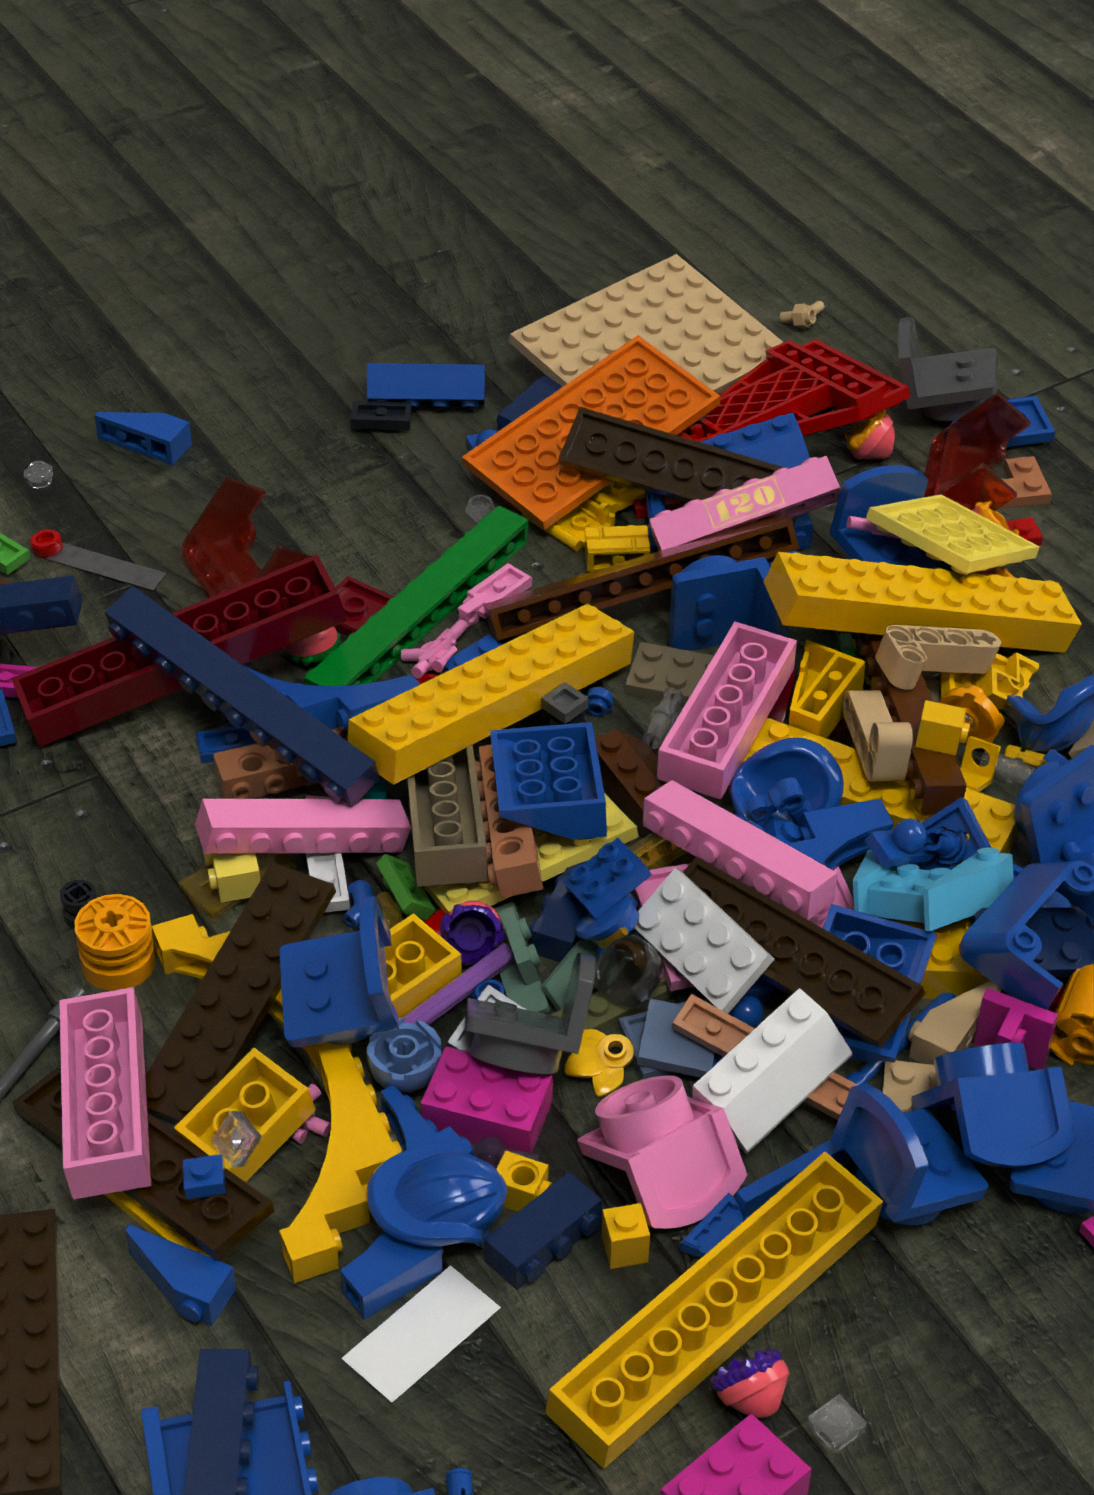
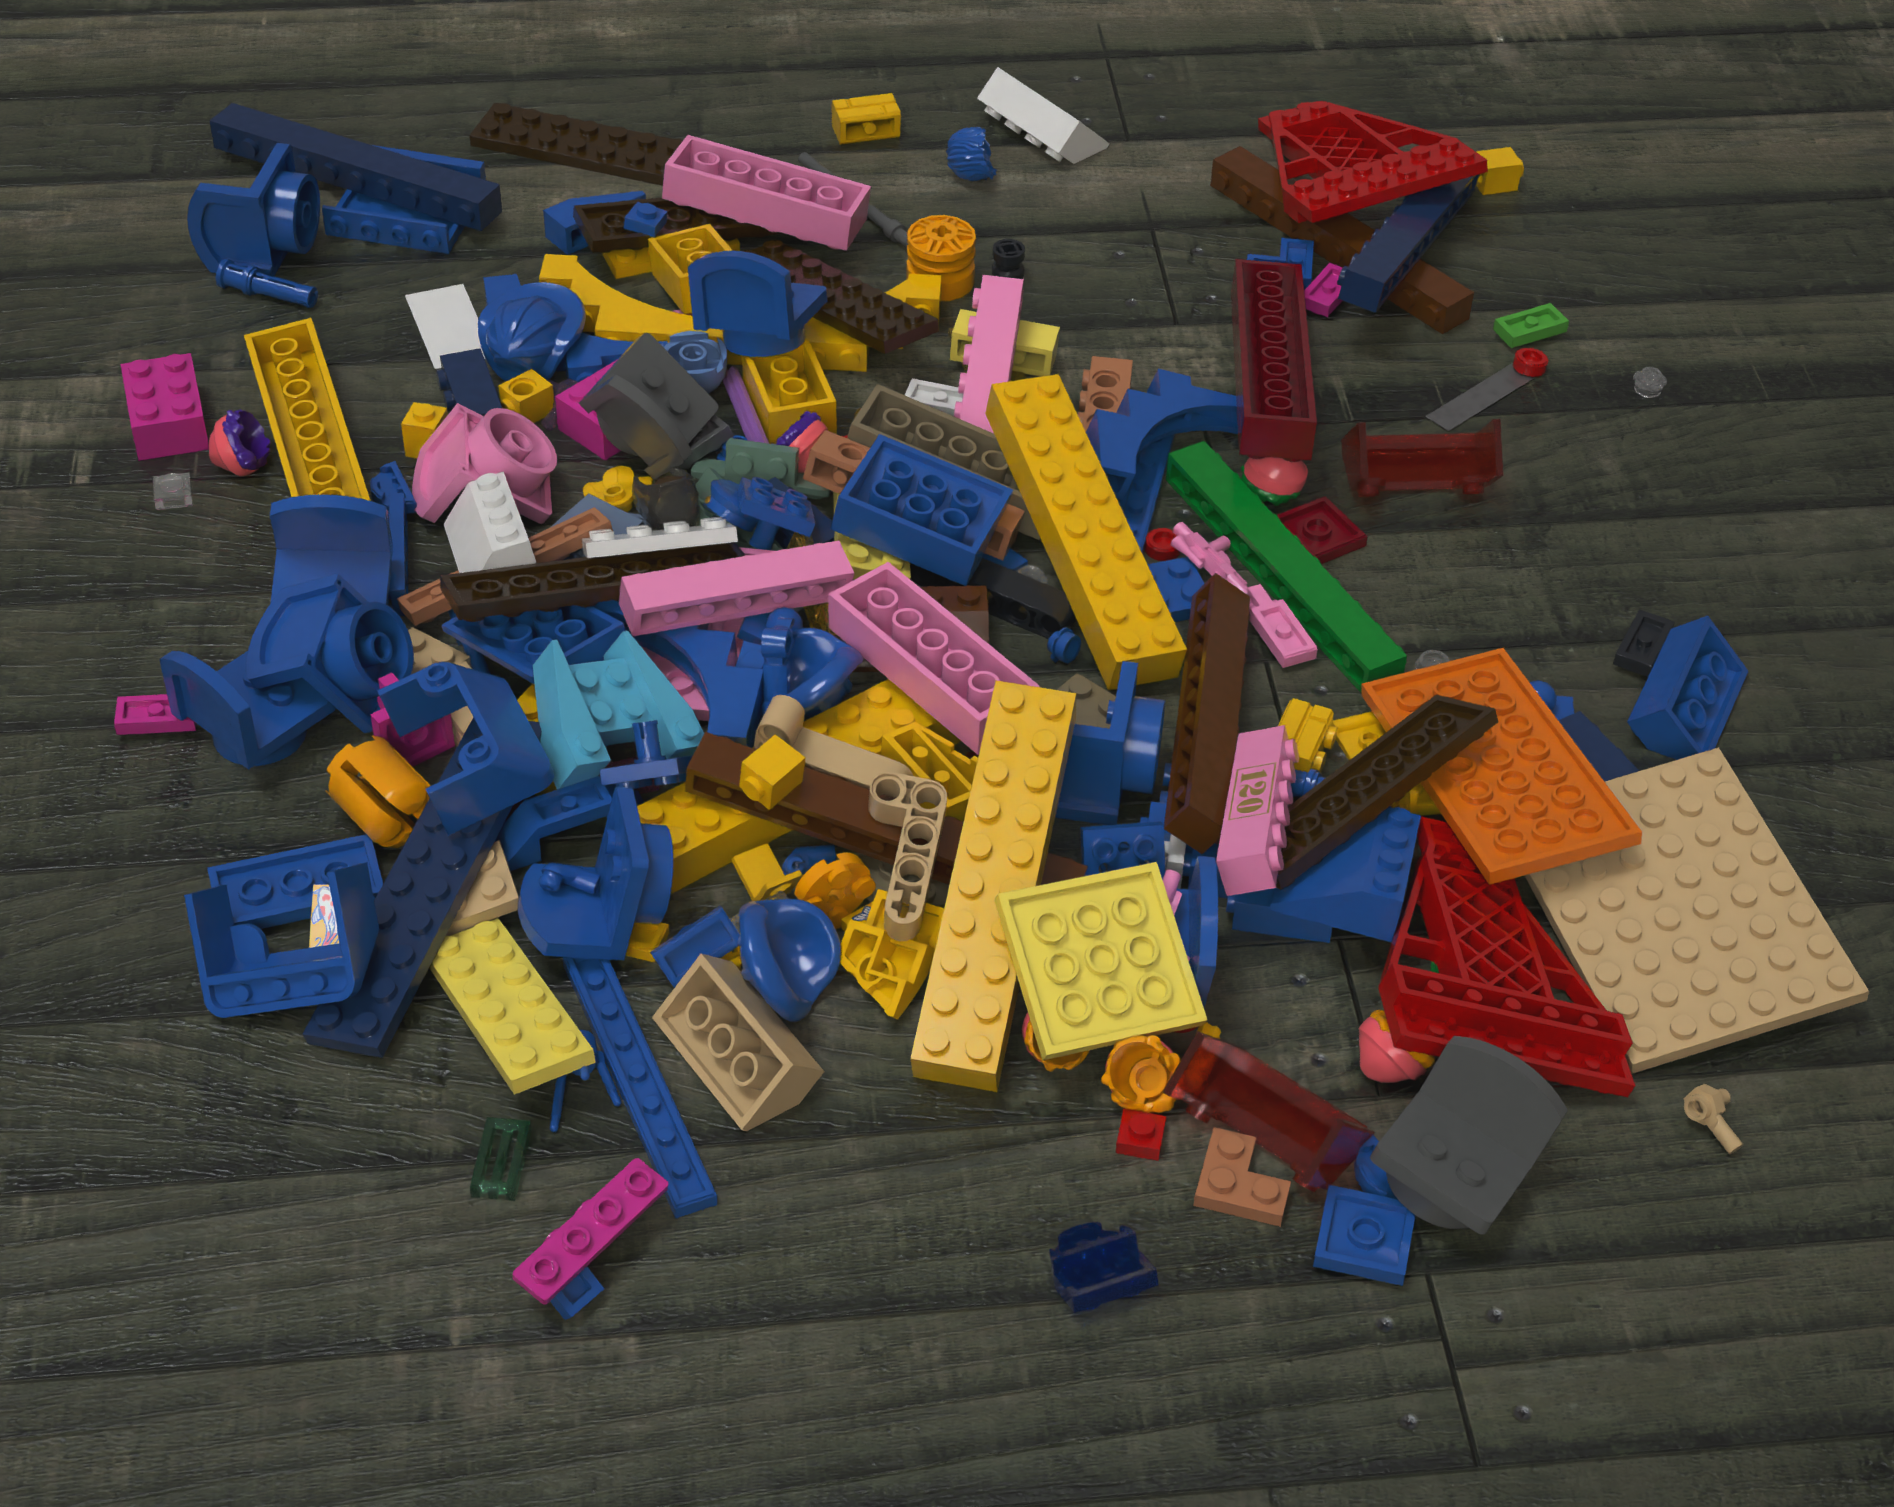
camera: 115 degrees right, 0 degrees up
(146, 433) = (1673, 465): blue slope -> none
(236, 1138) = (658, 231): clear plate -> none
(243, 697) = (1172, 336): dark blue brick -> none
(564, 702) = (1047, 584): dark grey plate -> none
(901, 845) = (661, 701): blue tile -> none

